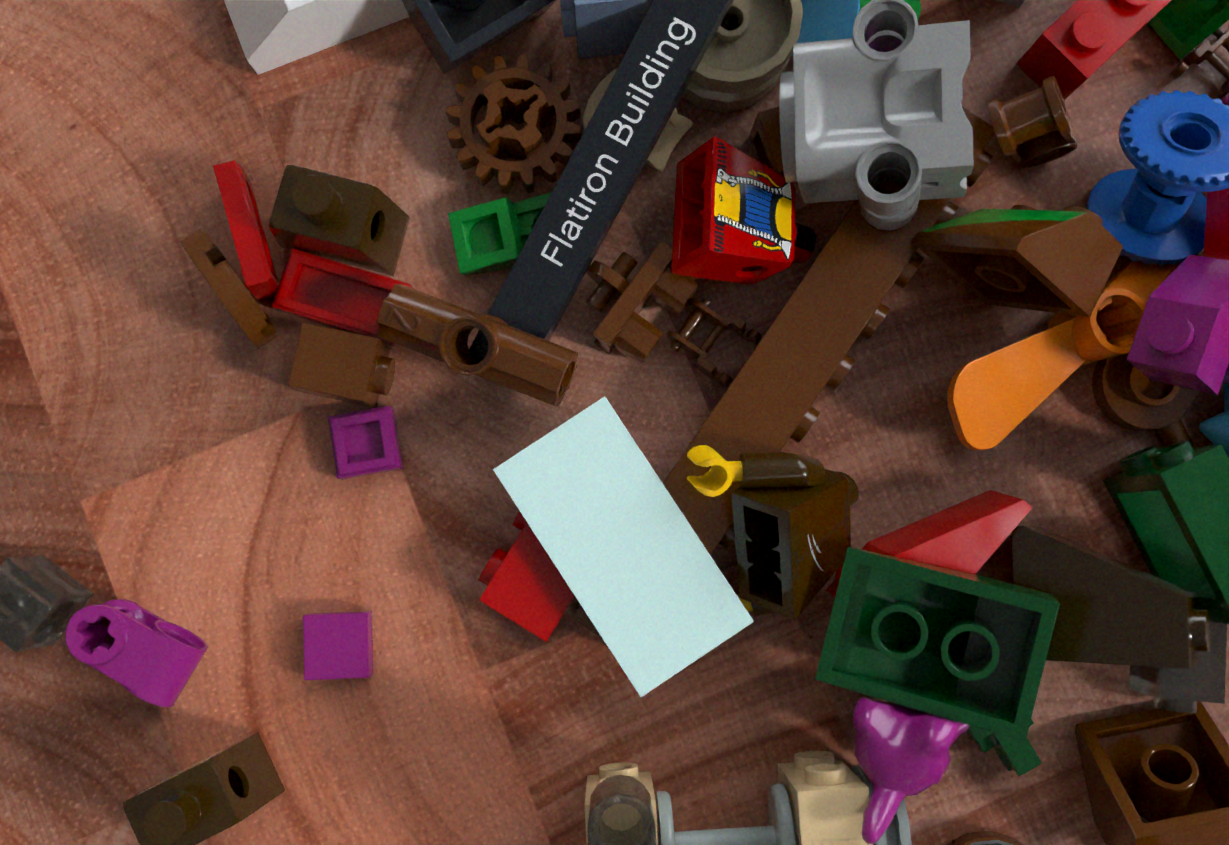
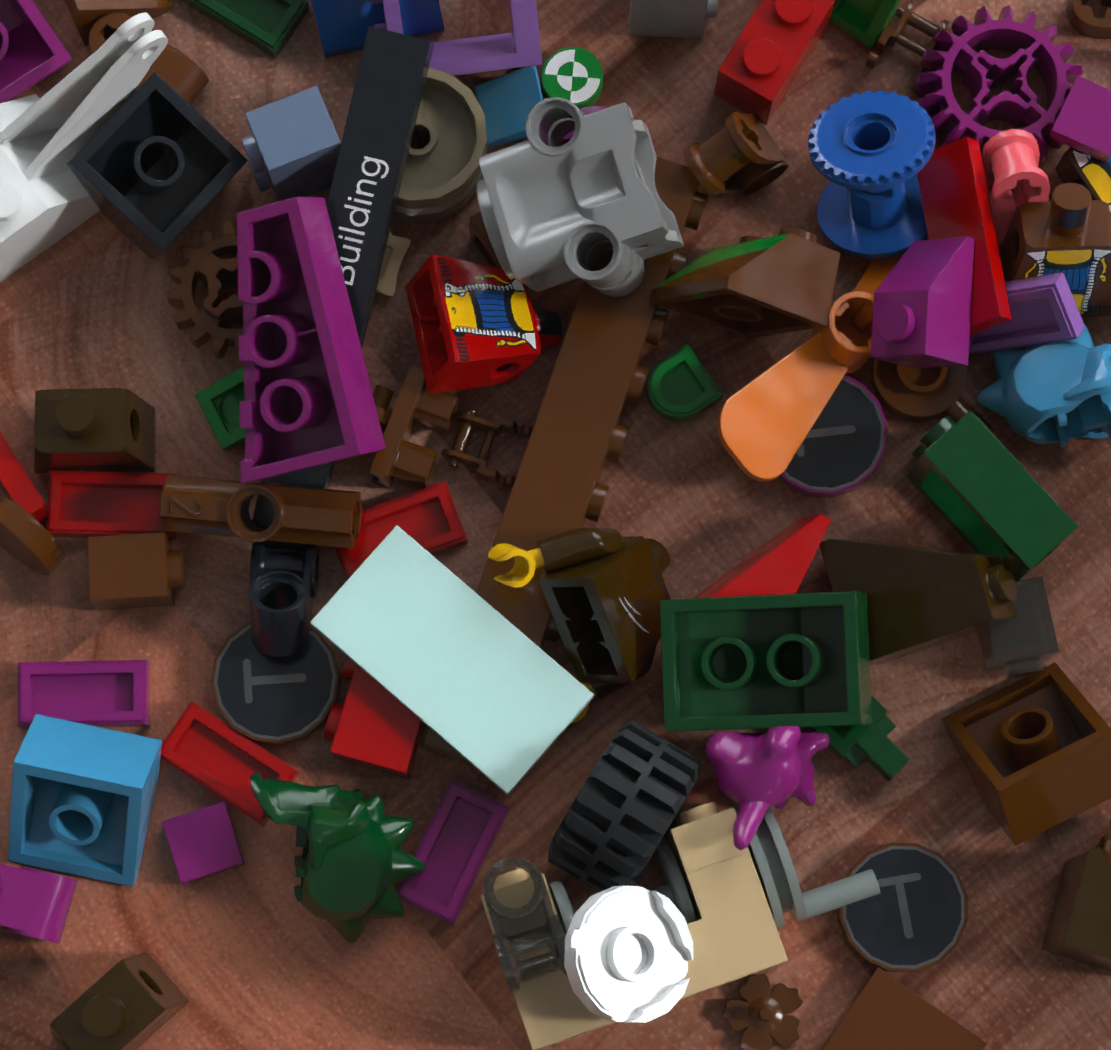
camera: 15 degrees left, 5 degrees down
(232, 571) = (83, 799): none -> dark azure slope
(265, 470) = (85, 692): none -> magenta tile
(365, 442) = (174, 640): magenta tile -> none
(381, 574) = (222, 760): none -> red tile
(448, 508) = (274, 696): none -> black tile
(468, 695) = (347, 854): none -> dark green head
(475, 432) = (282, 596): none -> black piece
(558, 187) = (299, 345): none -> magenta wedge
(571, 721) = (453, 851): none -> magenta tile
(633, 391) = (424, 515): none -> red tile
(753, 748) = (623, 809): none -> black tyre
(912, 333) = (681, 387): none -> green tile
(1055, 434) = (841, 445): none -> black tile

